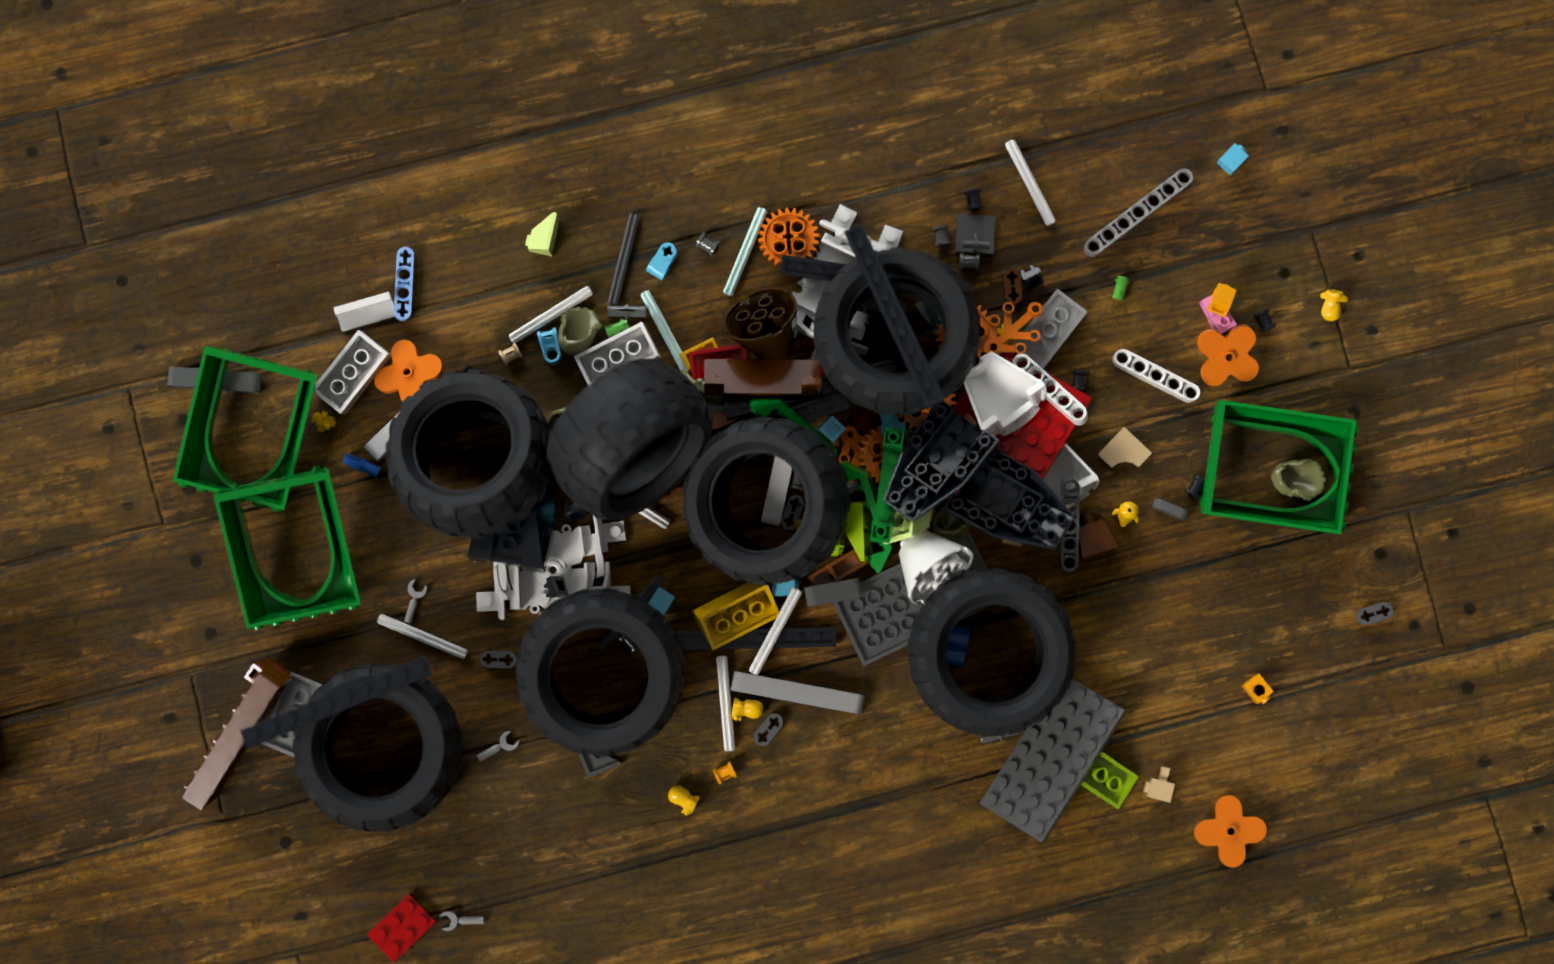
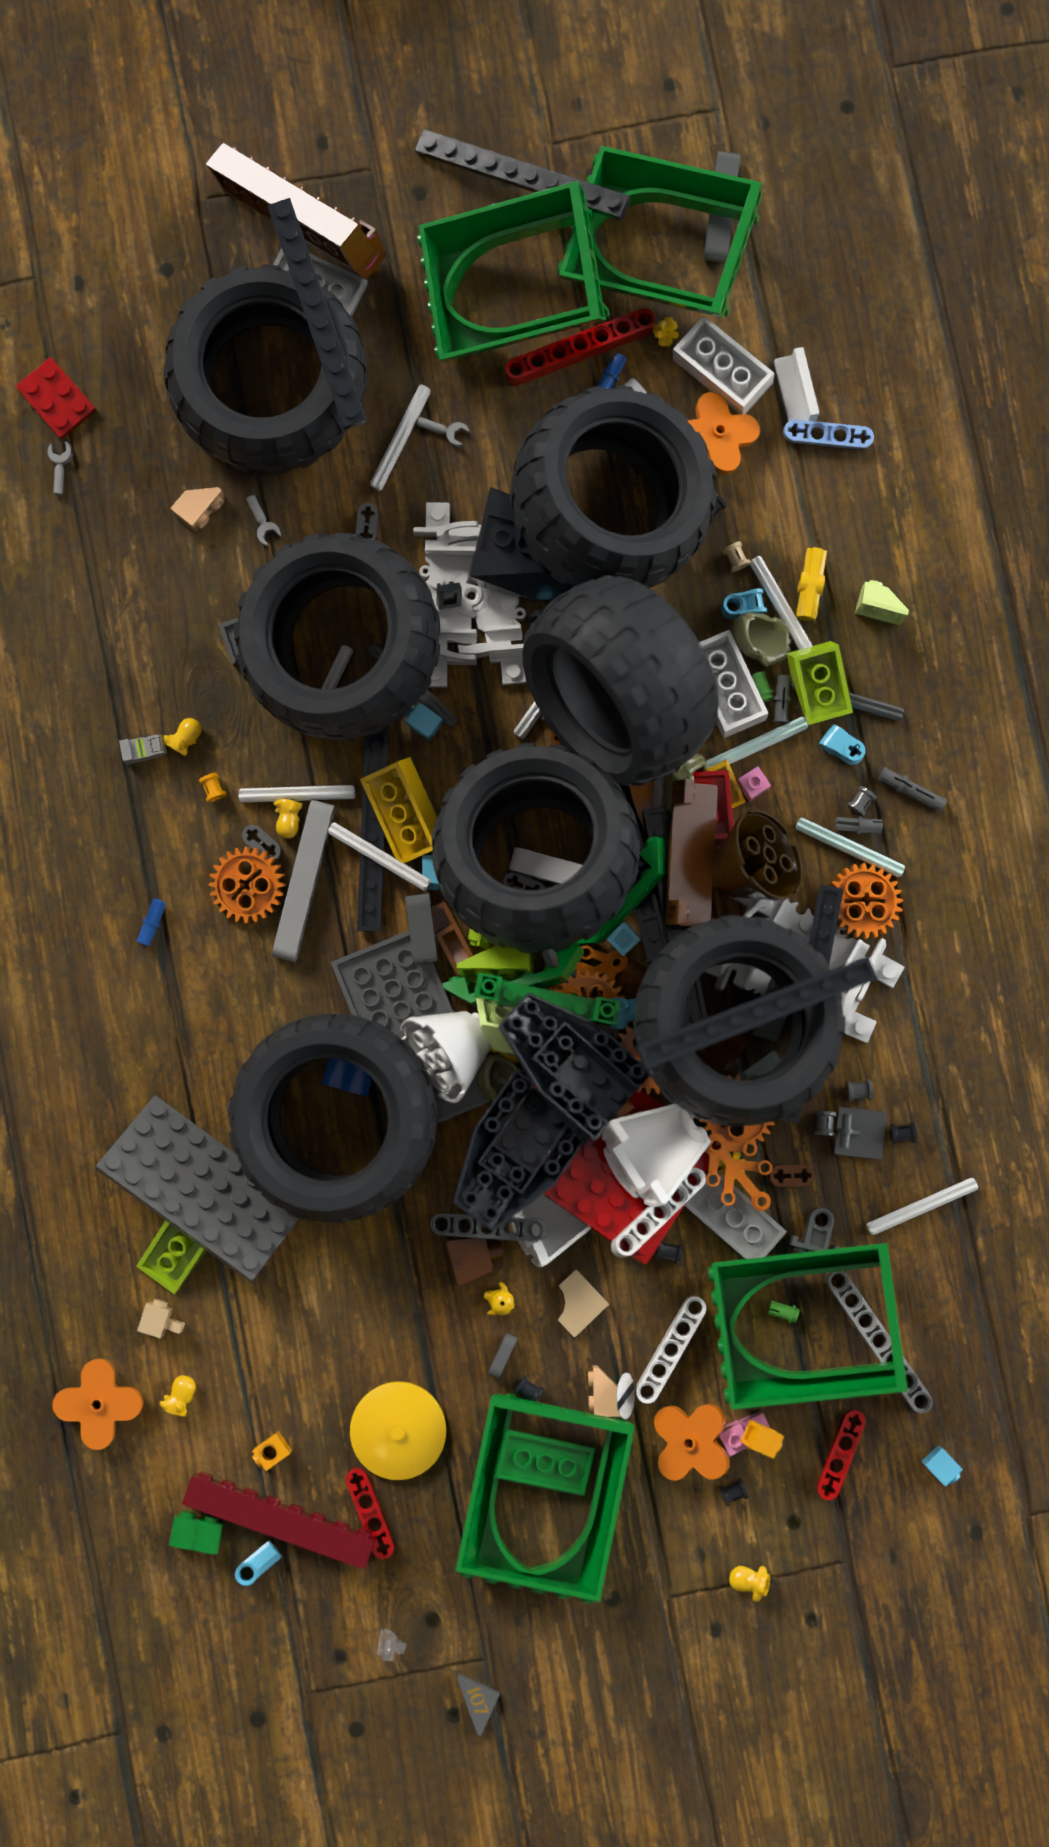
camera: 90 degrees right, 0 degrees up
(196, 548) = (516, 172): none -> black plate
(346, 498) = (587, 338): none -> red beam
(489, 802) = (196, 506): none -> light nougat slope
(530, 292) = (811, 584): none -> yellow piece
(612, 281) = (820, 682): none -> lime slope
(624, 678) = (337, 668): none -> white axle
(695, 204) = (912, 789): none -> dark grey pin
(695, 832) = (142, 748): none -> light grey leg
(698, 331) = (753, 784): none -> bright pink brick
(727, 245) = (860, 825): none -> dark grey axle
(792, 751) = (233, 869): none -> orange gear
(838, 815) = (151, 922): none -> blue axle
(1032, 278) = (801, 1201): black tile -> none
(1060, 264) = (814, 1236): none -> dark grey pin
(1179, 301) = (760, 1384): none -> green panel
(1195, 409) = (625, 1395): none -> white sticker
(1196, 424) = (604, 1393): none -> light nougat slope
(1217, 764) = (181, 1394): none -> yellow animal
(1229, 236) = (838, 1453): none -> red beam
(1234, 589) = (398, 1430): none -> yellow dish
(1251, 471) = (543, 1462): none -> green tile
(1299, 478) = (530, 1522): olive piece -> none
(1301, 609) = (374, 1511): none -> red beam
(1311, 679) = (279, 1520): none -> dark red brick
(1326, 744) = (196, 1532): none -> green brick
(1345, 693) = (259, 1562): none -> medium azure piece
(1372, 609) = (362, 1605): dark grey beam -> none
(1402, 586) = (389, 1645): none -> clear tile
(1439, 512) = (479, 1701): none -> dark grey tile

